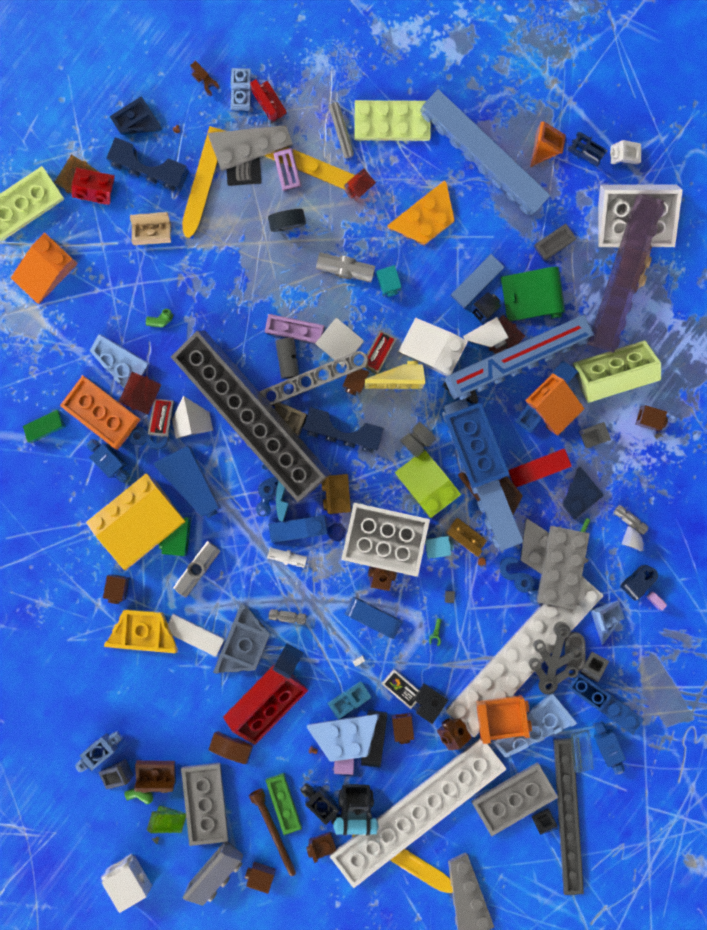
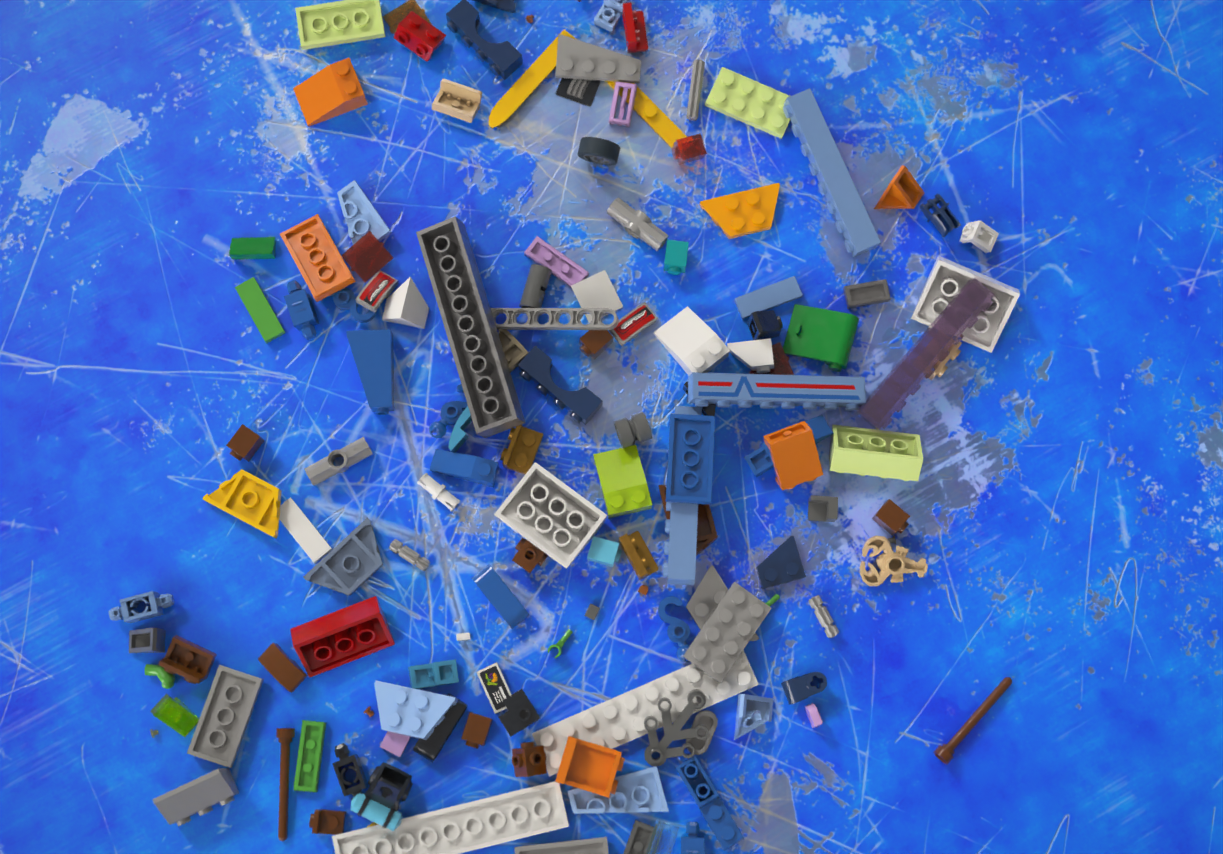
camera: 20 degrees right, 10 degrees down
(74, 475) = (260, 310): none -> bright green tile
(126, 883) = (99, 761): white piece -> none
(135, 521) = (299, 382): yellow slope -> none
(160, 321) = (424, 196): bright green arm -> none
(177, 541) = (333, 420): green slope -> none
(260, 877) = (245, 824): reddish brown brick -> none
(287, 661) = (387, 599): dark blue slope -> none
(336, 532) = (502, 488): clear blue tile -> none
(401, 377) = (638, 356): light yellow slope -> none
(539, 468) = (748, 516): red slope -> none
(594, 667) = (715, 756): dark grey brick -> none
(633, 539) = (816, 638): white brick -> none
(664, 455) = (888, 562): none -> tan animal

